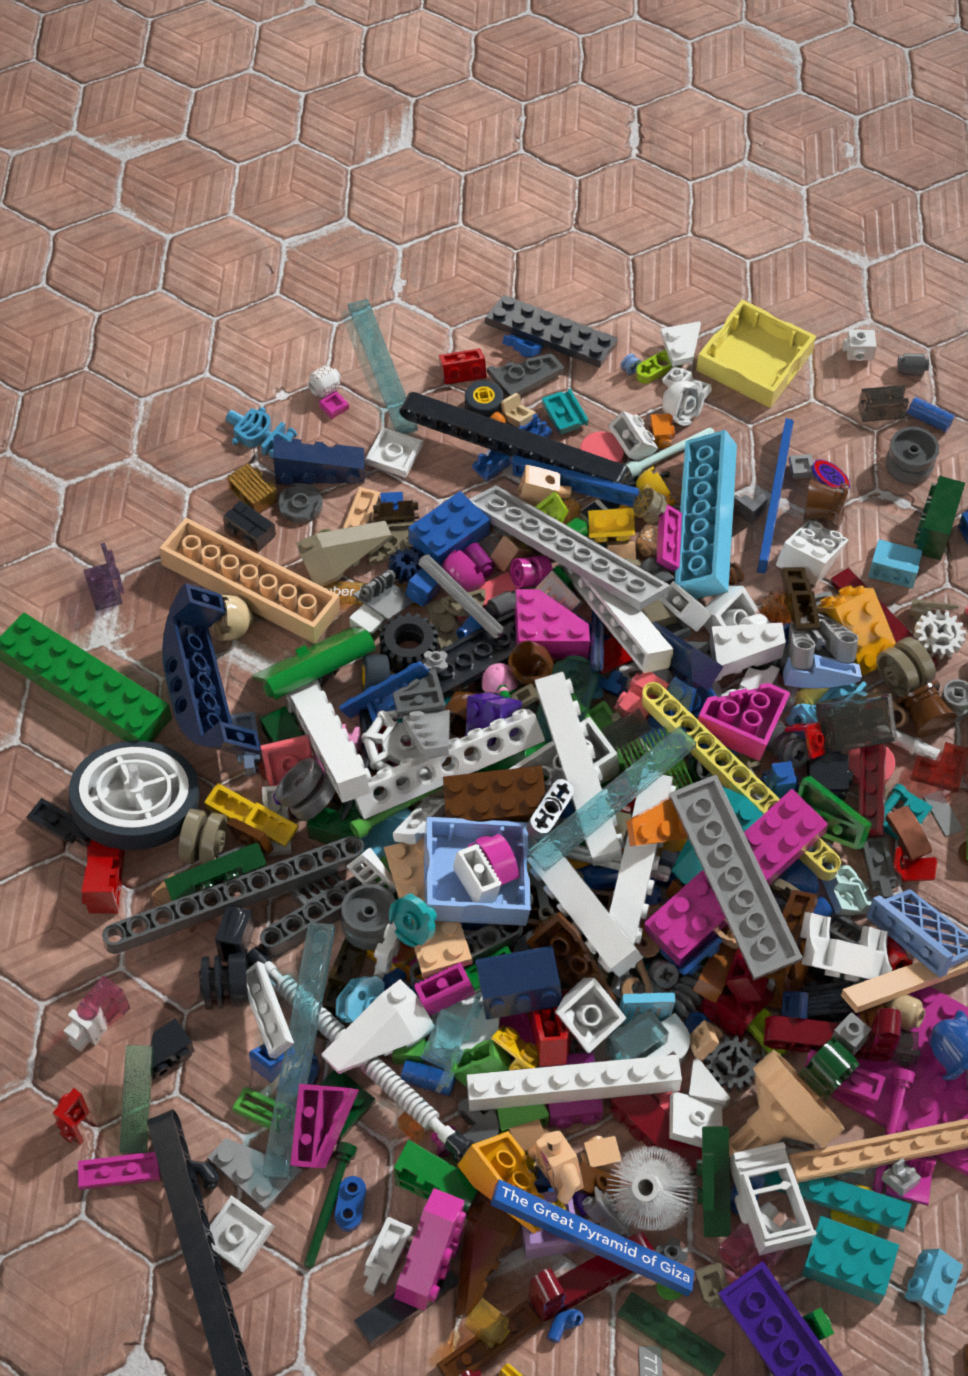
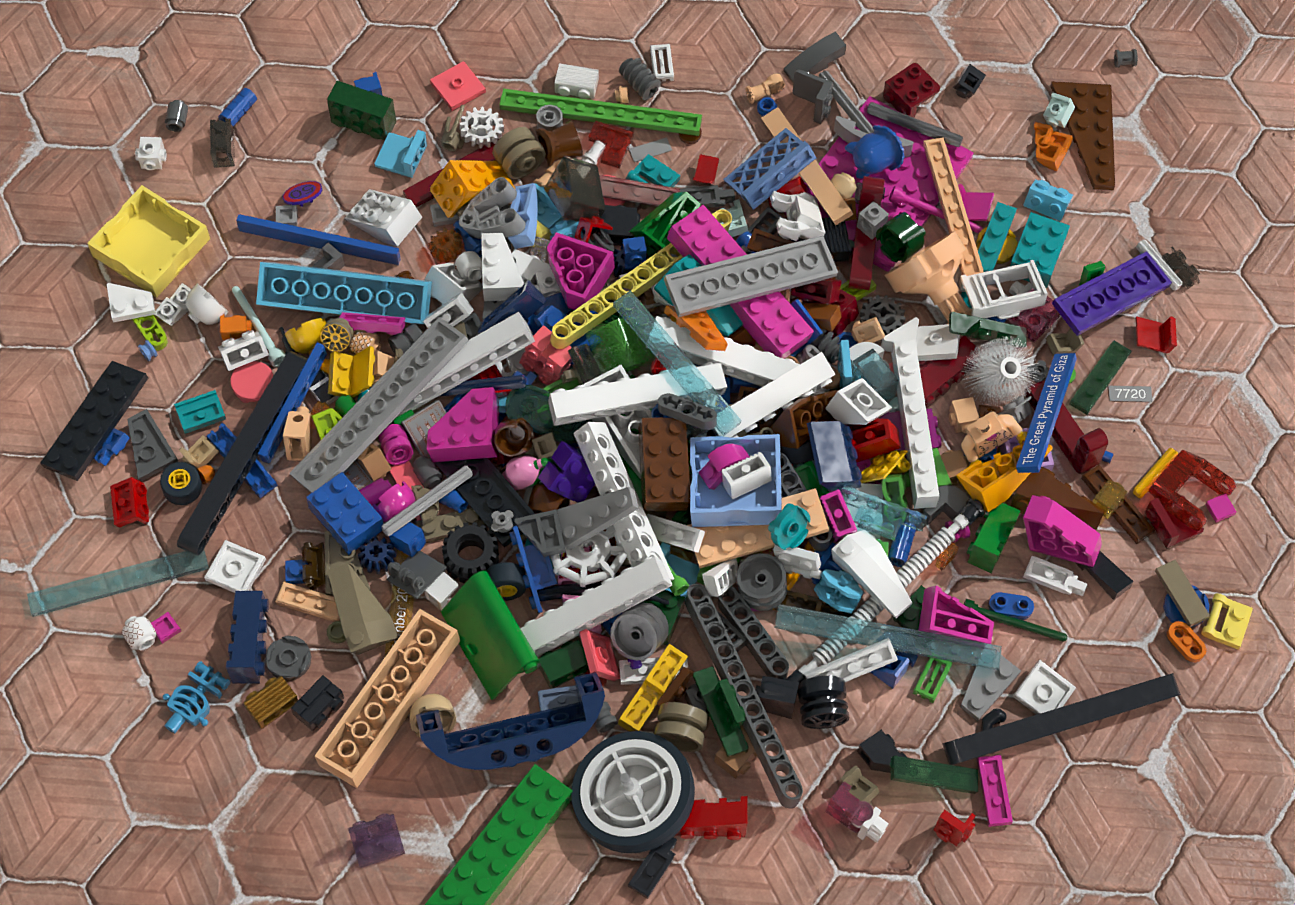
camera: 90 degrees left, 5 degrees up
(132, 1022) = (860, 786): none -> dark tan bracket
(224, 771) = (605, 720): none -> dark grey wheel
(795, 1004) = (842, 260): dark blue tile -> none
(800, 599) = (450, 222): dark brown slope -> none
(826, 502) = (336, 196): reddish brown hat -> none
(901, 1177) = (975, 208): light grey tile -> none
(910, 833) = (676, 169): copper slope -> none
(912, 455) = (287, 125): dark grey wheel -> none

